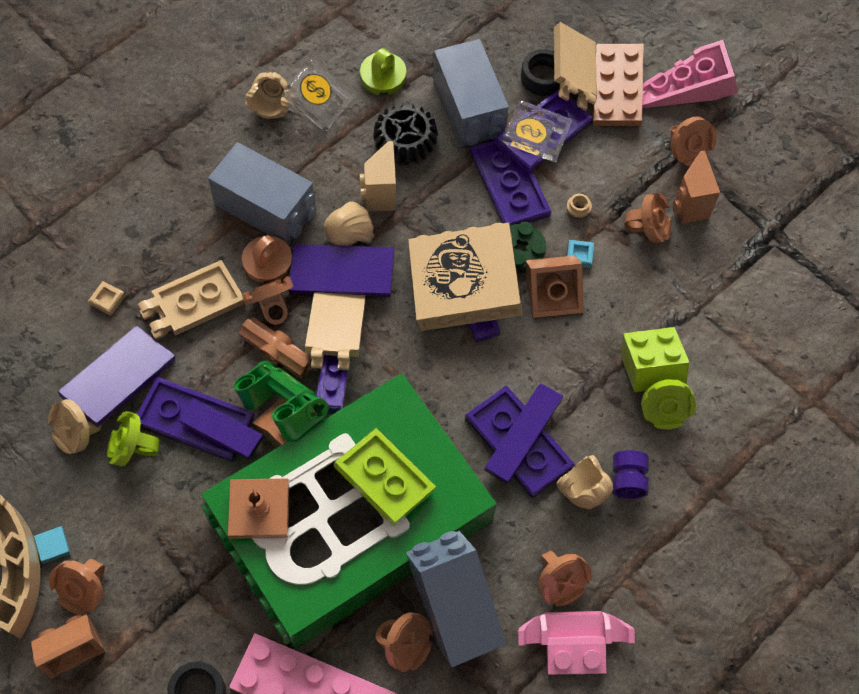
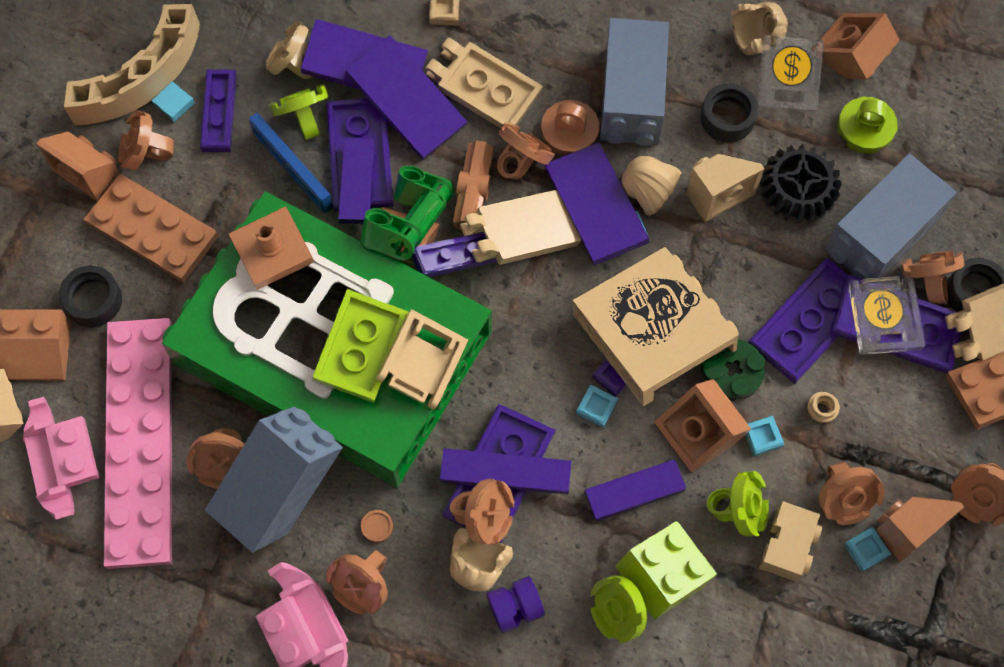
camera: 65 degrees right, 5 degrees up
(84, 511) = (218, 110): none -> dark purple tile
(159, 614) = (151, 228): none -> nougat plate
(170, 359) = (406, 97): none -> dark purple tile
(172, 473) = (291, 163): none -> blue tile
(320, 41) = (858, 44): none -> nougat slope
(322, 165) = (734, 93): none -> black tyre
(424, 442) = (418, 366): none -> tan container
(501, 349) = (597, 406): none -> medium azure tile
(516, 549) = (377, 526): none -> nougat piece
(517, 86) = (933, 269): none -> nougat tile
(554, 458) = (485, 511): none -> nougat tile
(579, 355) = (635, 490): none -> dark purple tile
(629, 287) = (746, 504): none -> lime tile
(668, 273) = (789, 550): none -> tan brick
(692, 232) = (867, 549): none -> medium azure tile

